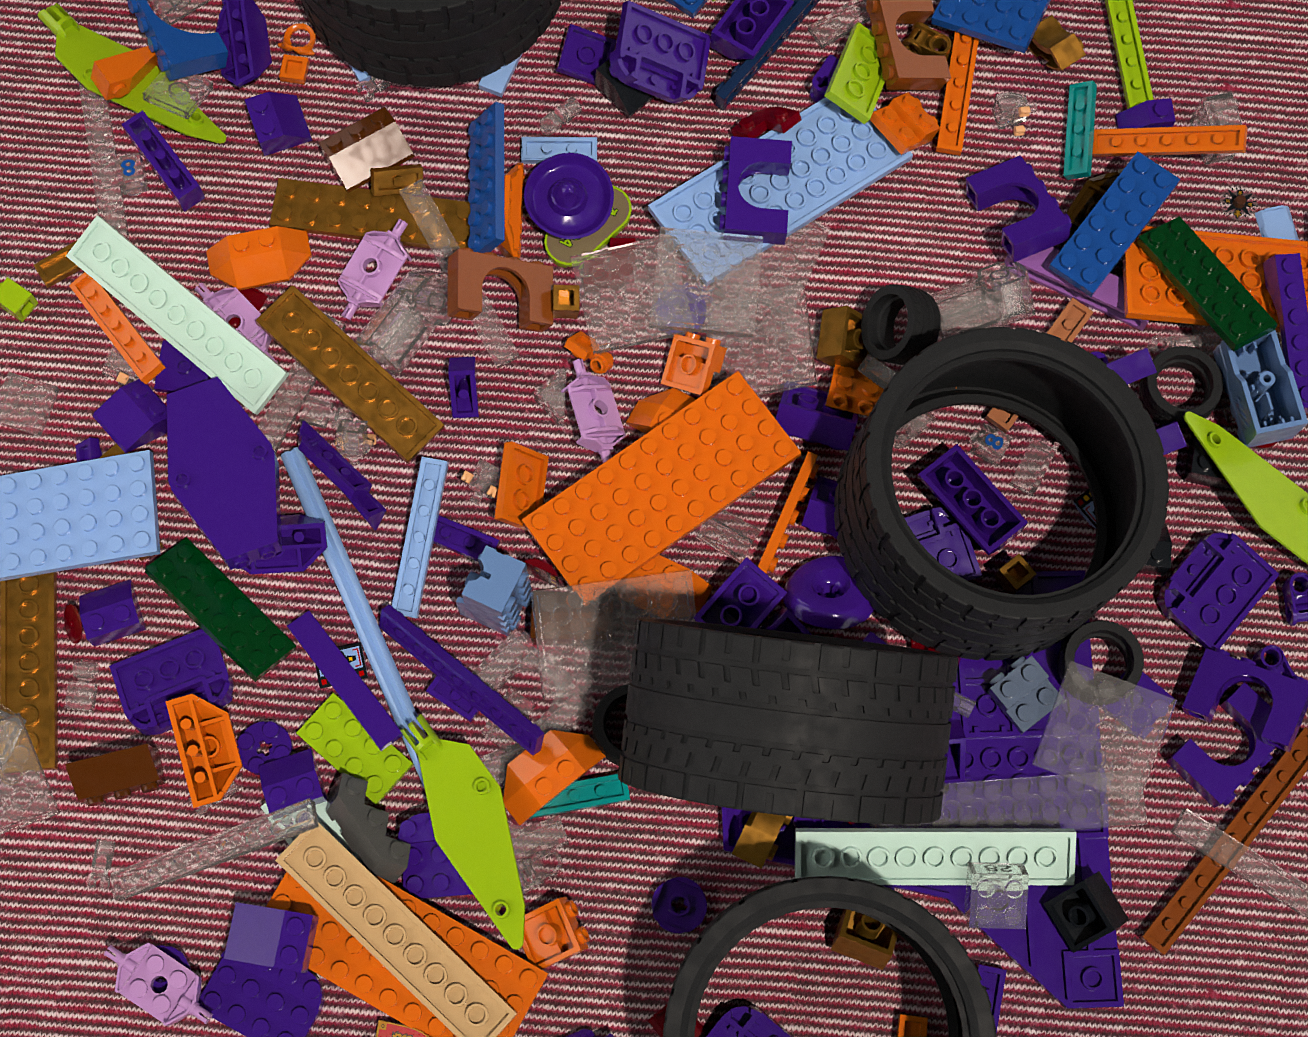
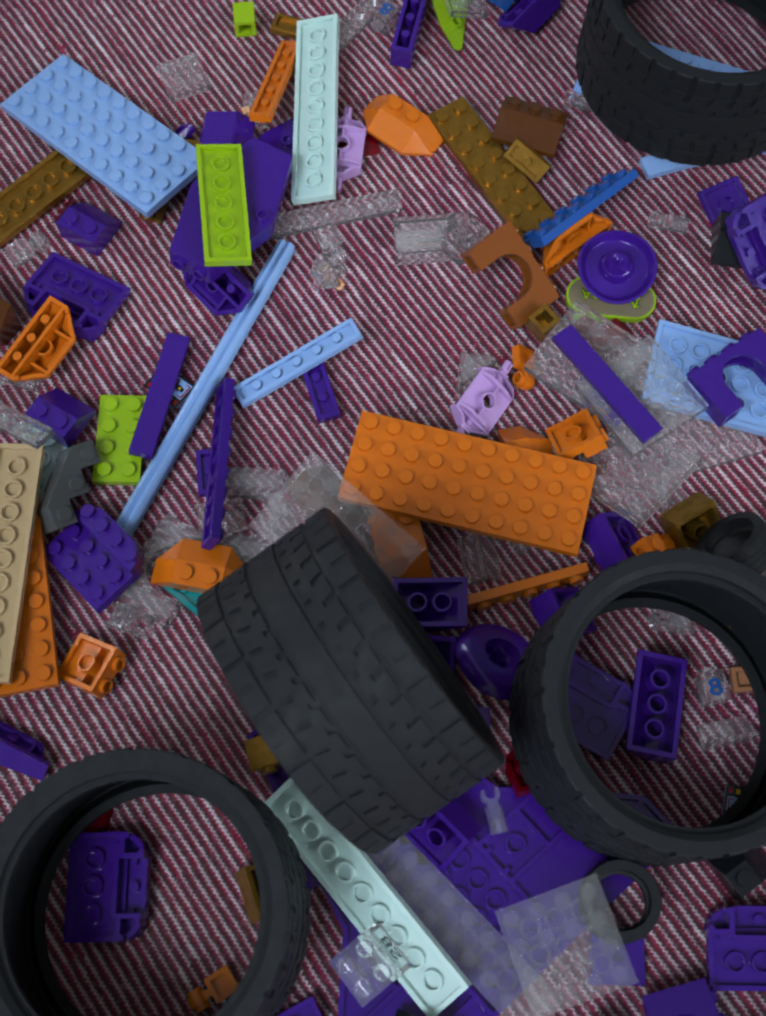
camera: 50 degrees right, 5 degrees down
(220, 609) = (144, 286): dark green plate -> none
(222, 477) = (223, 205): none -> lime plate
(254, 736) = (78, 373): dark purple plate -> none
(277, 121) = (498, 66): dark purple slope -> none
(294, 69) = (543, 49): orange plate -> none
(305, 50) = (560, 45): orange piece -> none
(341, 473) = (296, 283): dark purple wedge -> none
(350, 373) = (370, 236): pearl gold plate -> none
(370, 288) = (472, 193): lavender plate -> none
(444, 245) = (487, 279): clear plate -> none
(463, 387) = (426, 309): dark purple slope -> none
(471, 825) = (117, 547): lime wing -> none
(483, 481) = (374, 372): clear piece -> none
(497, 592) = (295, 431): medium blue piece -> none
(520, 484) = (390, 393): orange plate -> none
(538, 149) = (634, 225): light blue tile -> none
(542, 571) = (341, 453): dark red piece -> none
(674, 300) = (607, 384): none -> dark purple tile
(693, 898) = (185, 723): dark purple plate -> none
(1015, 574) = (630, 783): pearl gold brick -> none
(1024, 693) = (545, 861): sand blue plate -> none

